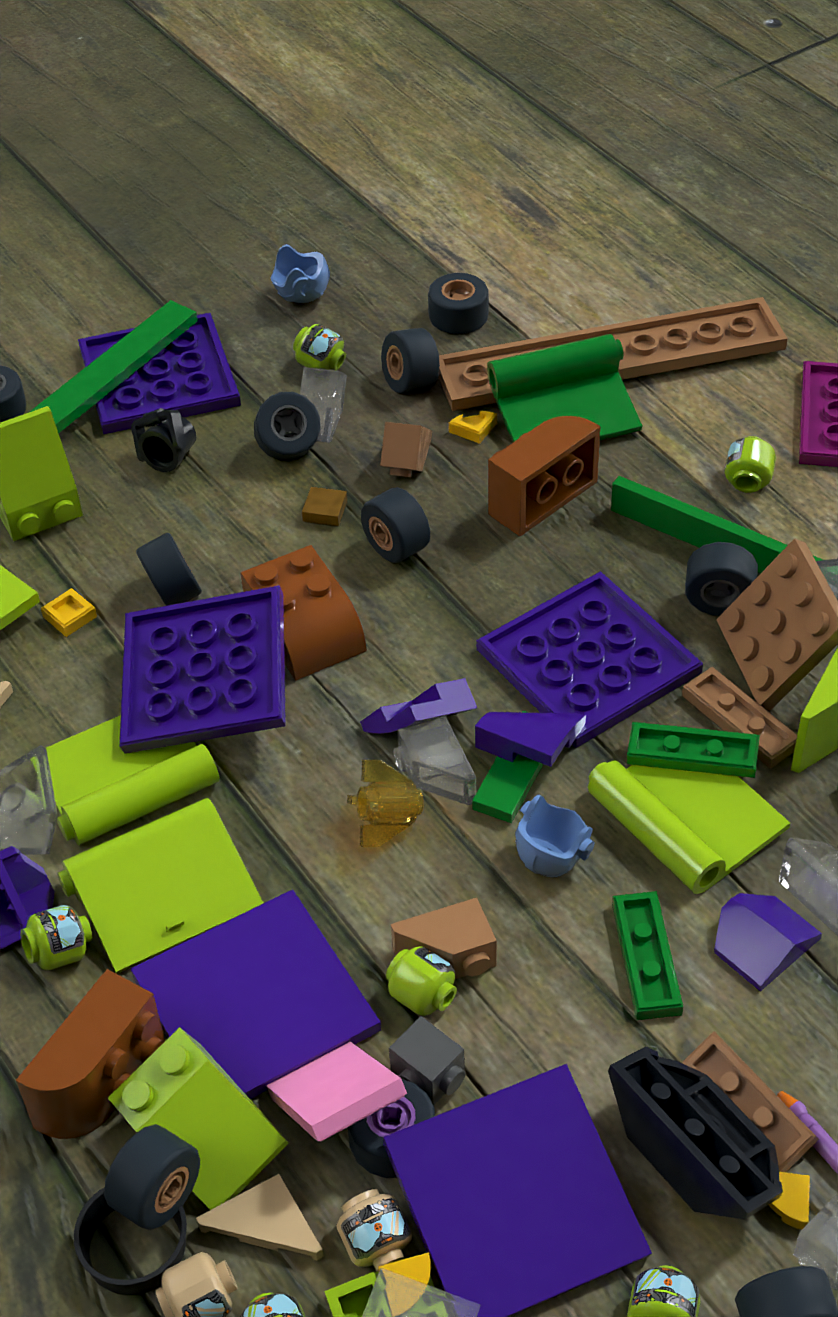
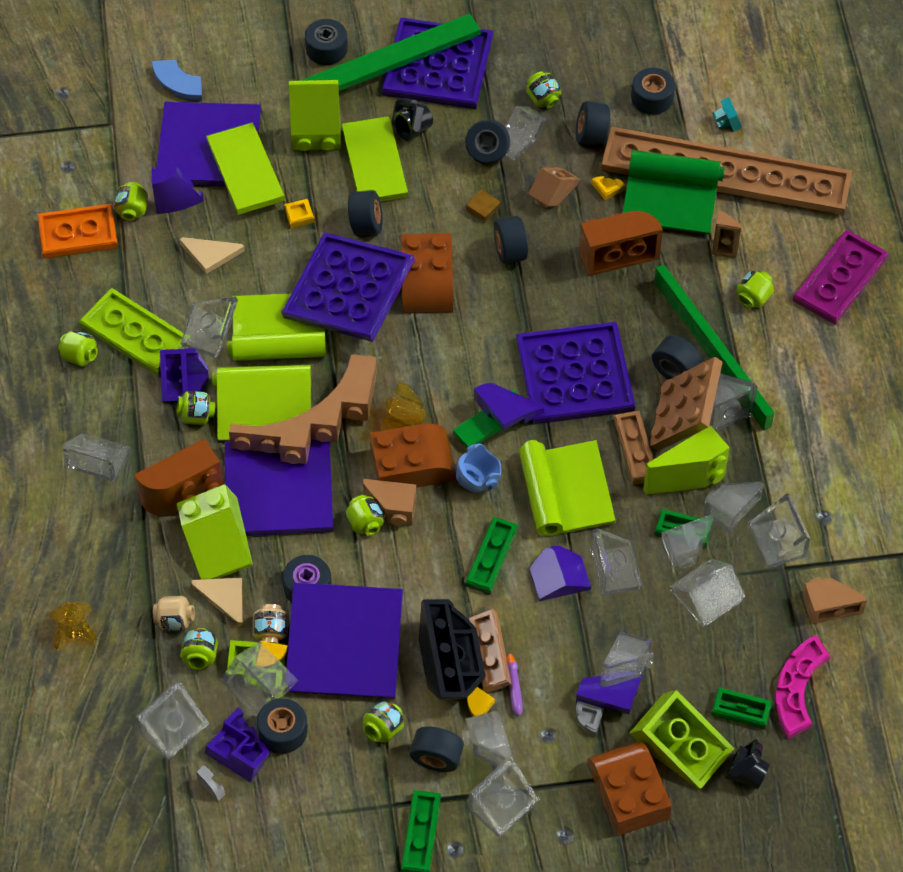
camera: 25 degrees right, 10 degrees up
(88, 1220) = (153, 553): black tyre -> none
(139, 504) = (375, 158): none -> lime tile
(152, 1177) = (176, 550): black wheel -> none
(274, 872) = (323, 422): none -> medium nougat arch
(299, 275) = (563, 26): medium blue cap -> none
(336, 1091) = (286, 550): bright pink tile -> none
(428, 1059) = (343, 557): dark grey brick -> none
(435, 760) = (446, 396): clear slope -> none
(436, 861) = (413, 455): none -> dark orange brick
(439, 700) = (461, 364): dark purple slope -> none
(570, 296) = (727, 116): none -> teal tile
(672, 413) = (726, 235): none -> medium nougat slope
(693, 749) = (590, 455): green tile -> none

